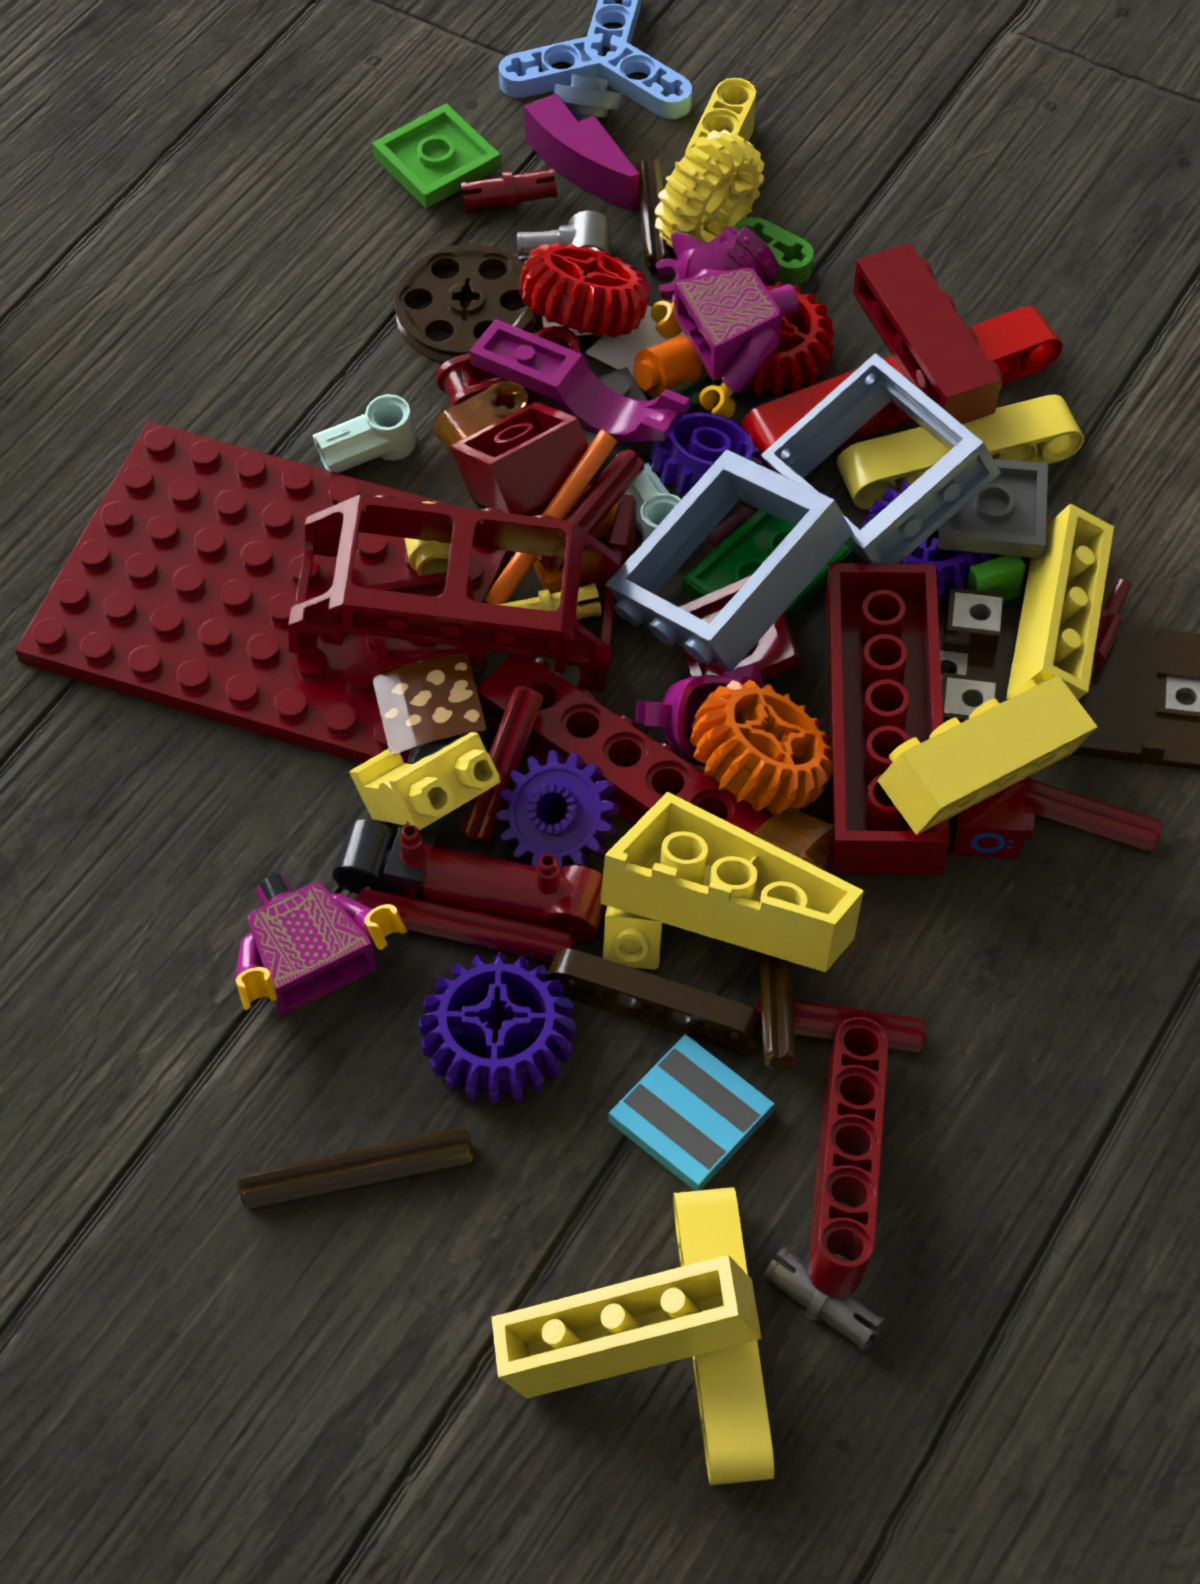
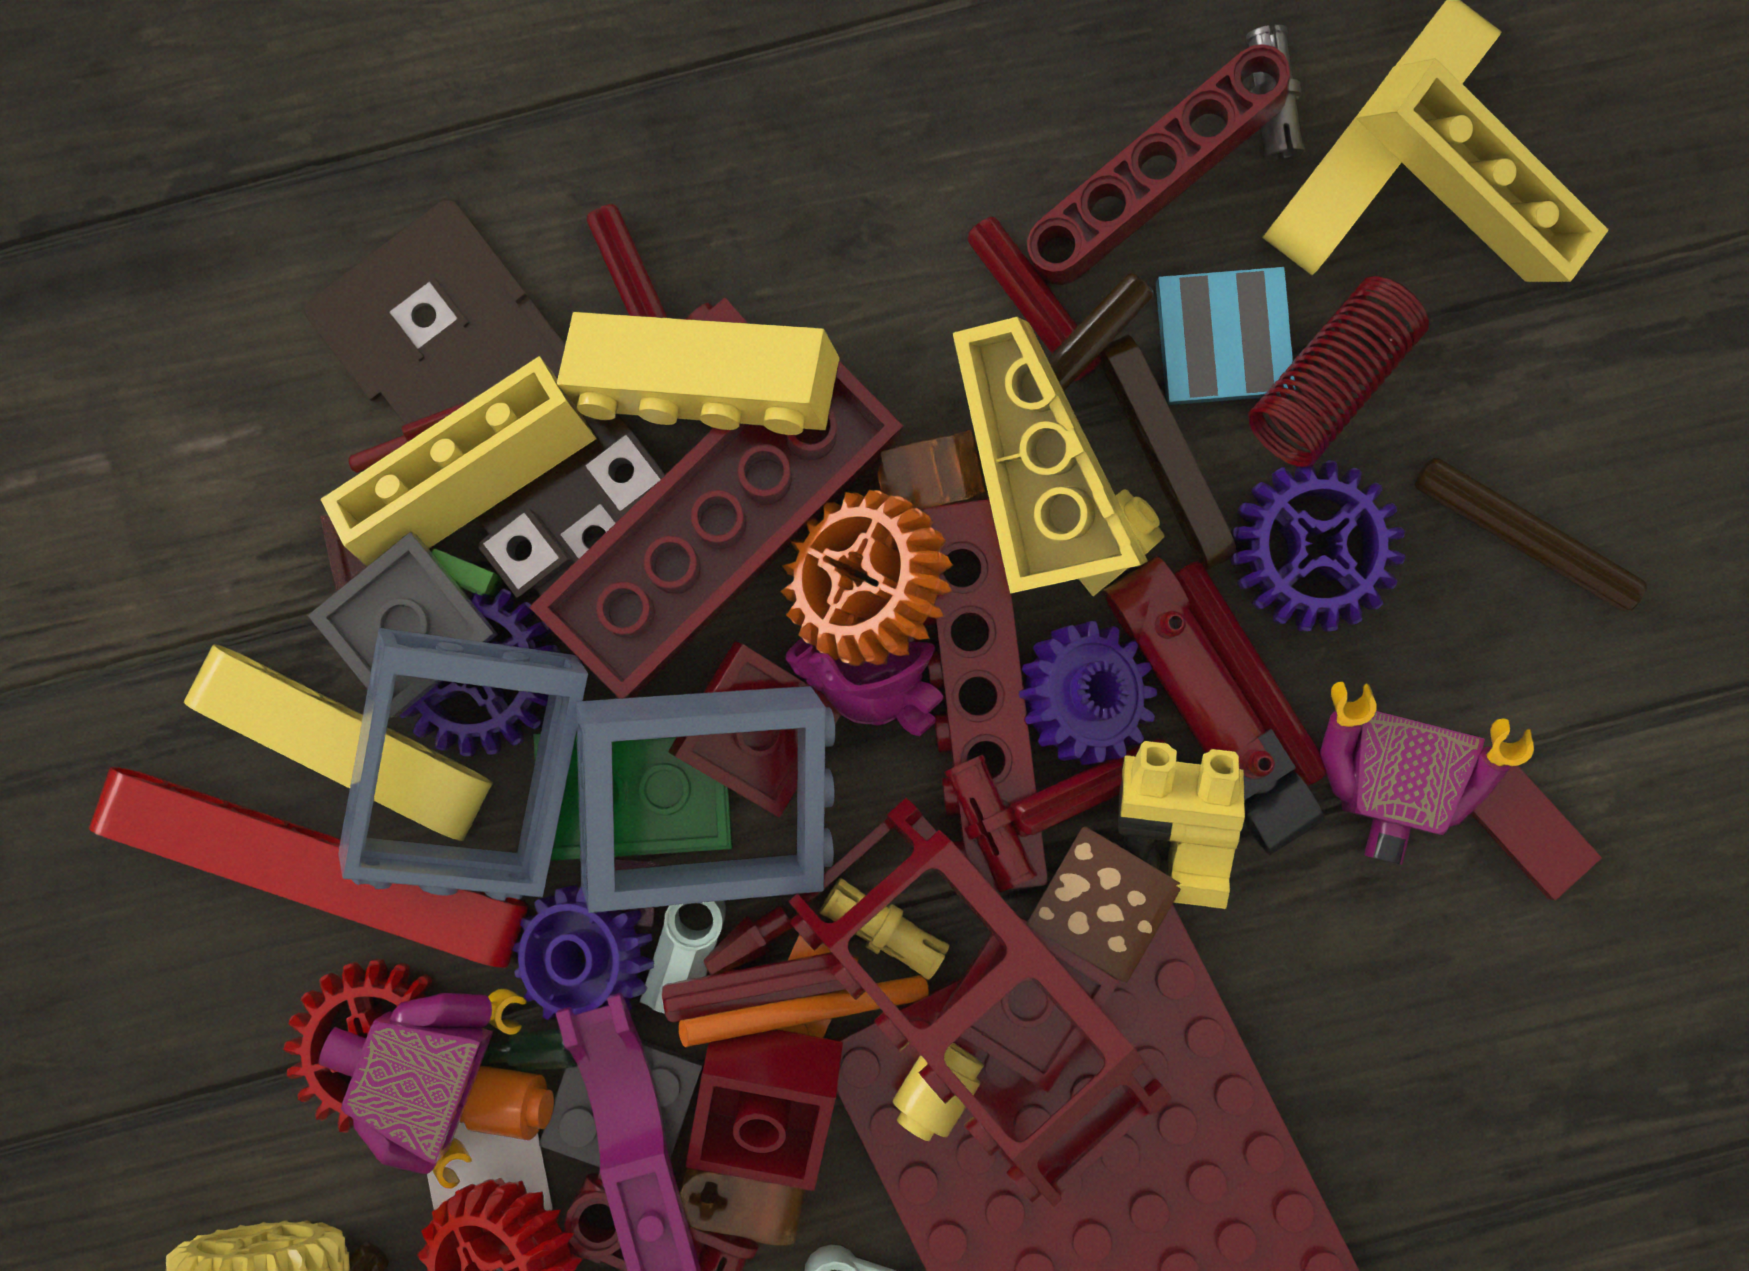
camera: 135 degrees left, 30 degrees up
(181, 992) = (1535, 834): none -> dark red tile
(545, 678) = (991, 823): none -> dark red pin
(593, 1205) = (1300, 415): none -> dark red piece
(726, 252) = (341, 1167): magenta helmet -> none
(790, 251) = (233, 1164): bright green beam -> none
(926, 333) = (246, 879): dark red brick -> none

